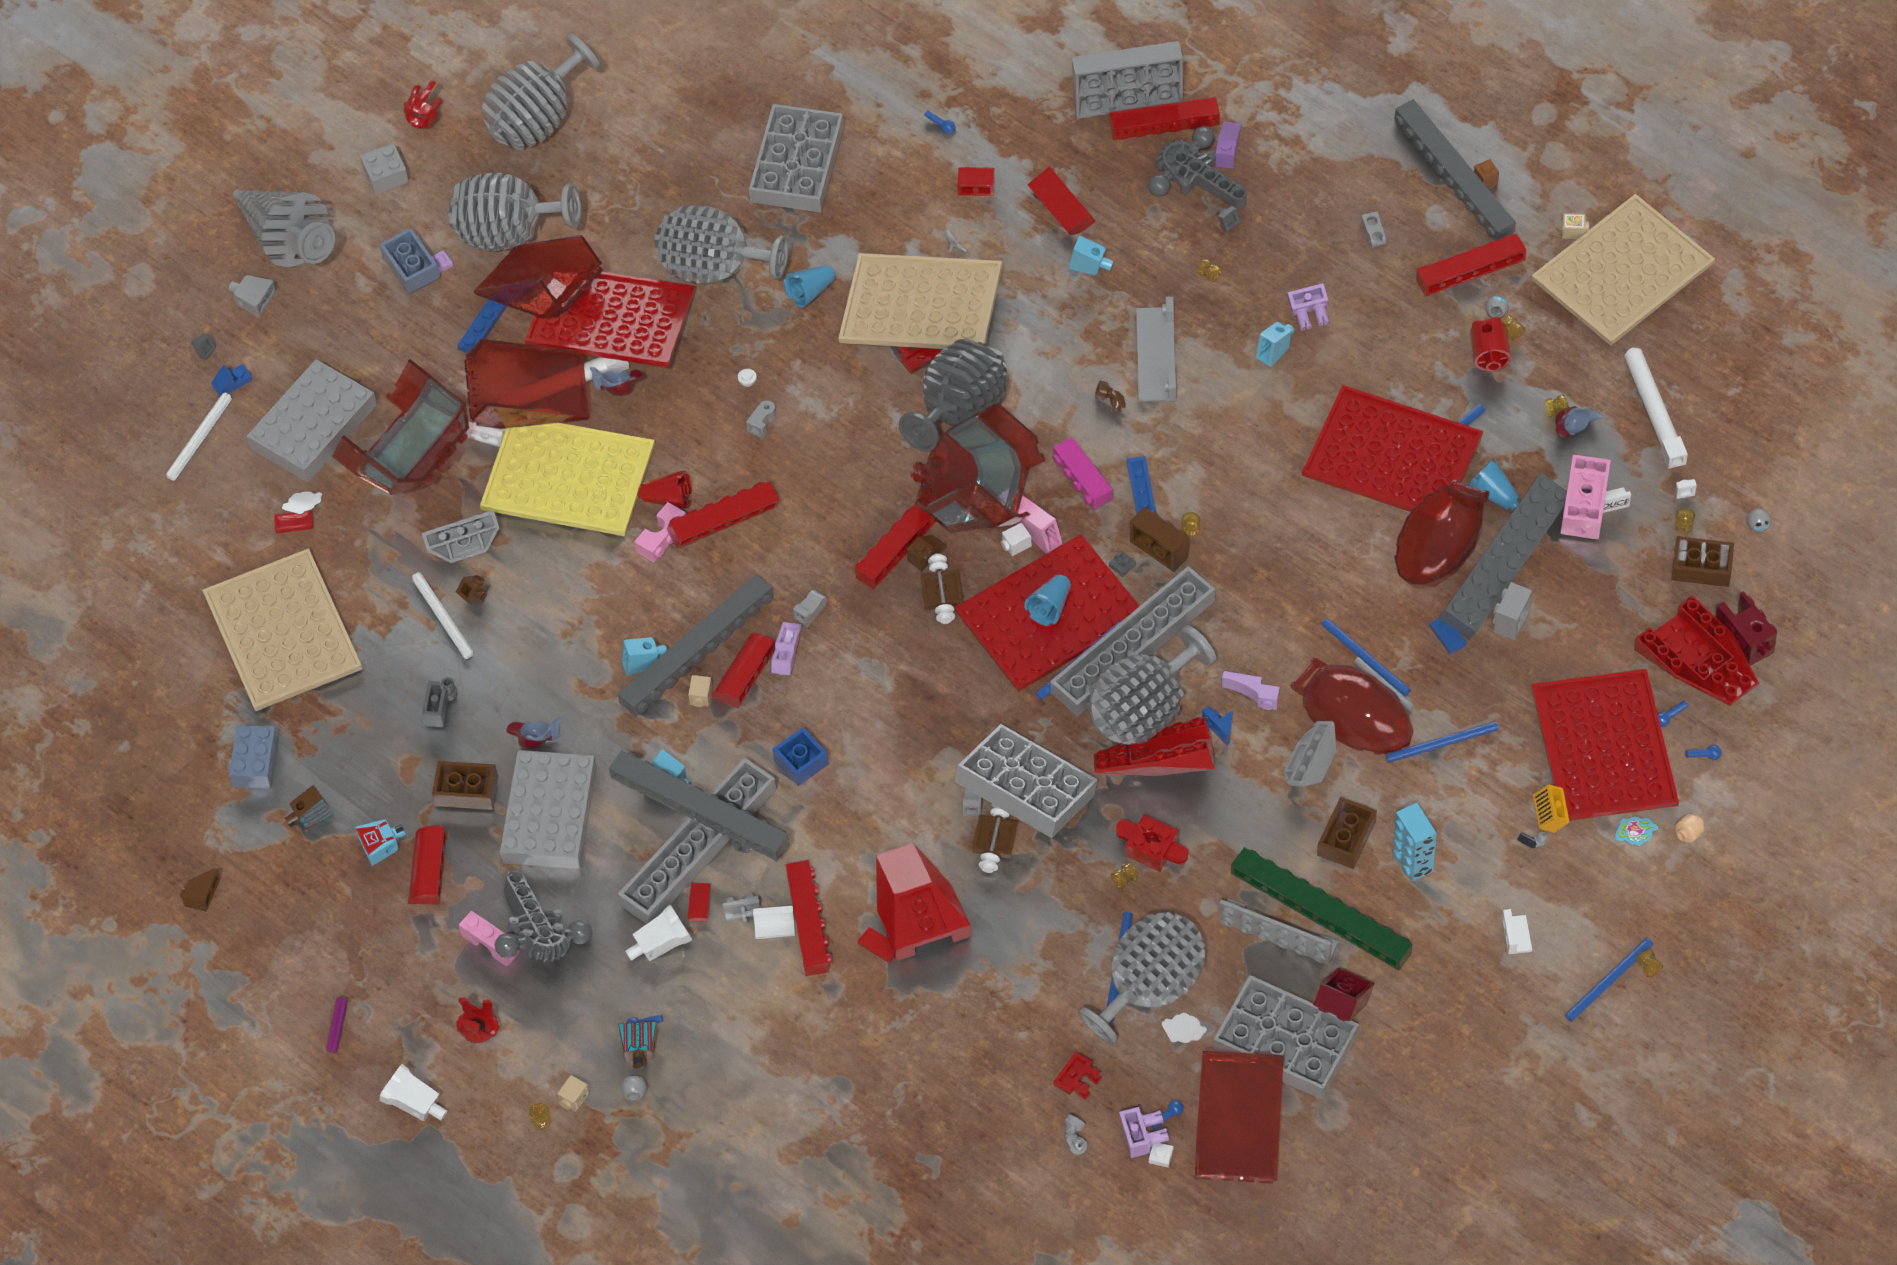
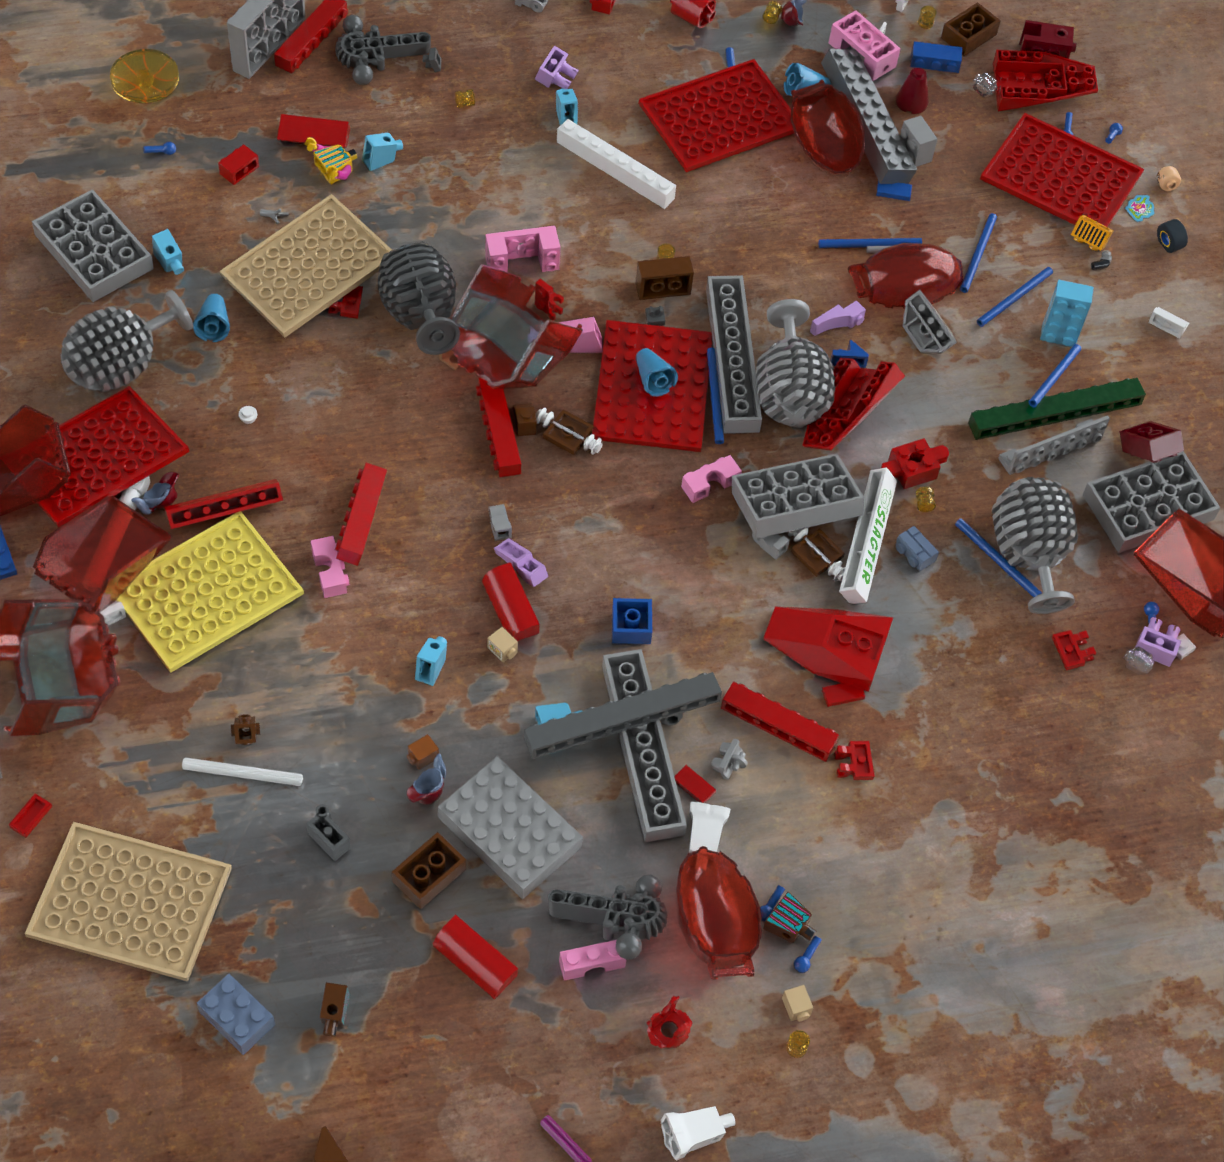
camera: 60 degrees left, 0 degrees up
(302, 502) = (19, 794): white sticker -> none
(379, 839) = (415, 975): medium azure torso -> none
(462, 537) = (187, 700): light grey wedge -> none
(560, 708) = (422, 752): none -> dark orange brick
(587, 982) = (718, 913): none -> clear red windscreen
(613, 1077) = (802, 963): none -> blue bar
(633, 1087) = (830, 953): light grey piece -> none
(648, 425) = (223, 503): none -> red brick
(669, 488) = (297, 534): red cone -> none
(695, 645) = (457, 619): dark grey brick -> none
(760, 418) = (298, 437): light grey leg -> none
(774, 922) = (762, 747): white panel -> none
(824, 996) = (861, 760): none -> red plate
(838, 207) = (167, 252): none -> medium azure torso
(979, 708) = (696, 483): none -> bright pink arch
(995, 52) = (144, 76): none -> clear yellow dish
(1016, 539) = (573, 361): white brick -> none
(1042, 858) = (868, 536): none -> white brick
(1044, 237) = (332, 160): none -> torso
(1050, 478) = (545, 299): none -> red plate
(1066, 902) = (916, 548): none -> sand blue brick
(1076, 1144) = (1131, 691): light grey arm -> none
(1082, 473) = (563, 280): dark pink brick -> none
(1104, 433) = (536, 242): none -> bright pink plate
(1110, 1129) = (1139, 660): none -> clear head
(1116, 398) = (499, 222): reddish brown arm -> none
(1140, 483) = (605, 261): blue plate -> none
(1156, 353) = (500, 174): light grey bracket -> none
(1183, 1028) = (1083, 558): white sticker -> none
(1227, 145) = (373, 15): medium lavender slope -> none
(1252, 421) = (616, 163): none -> white brick
(1346, 833) = (1011, 350): reddish brown brick -> none
(1353, 882) = (1054, 376): none -> blue piece
(1421, 800) = (1014, 296): none -> blue piece
(1573, 572) = (914, 92): none -> dark red cone
(1616, 872) = (1172, 235): none -> black wheel
(1641, 559) = (936, 57): none -> blue brick
(1647, 616) = (985, 84): none -> clear head

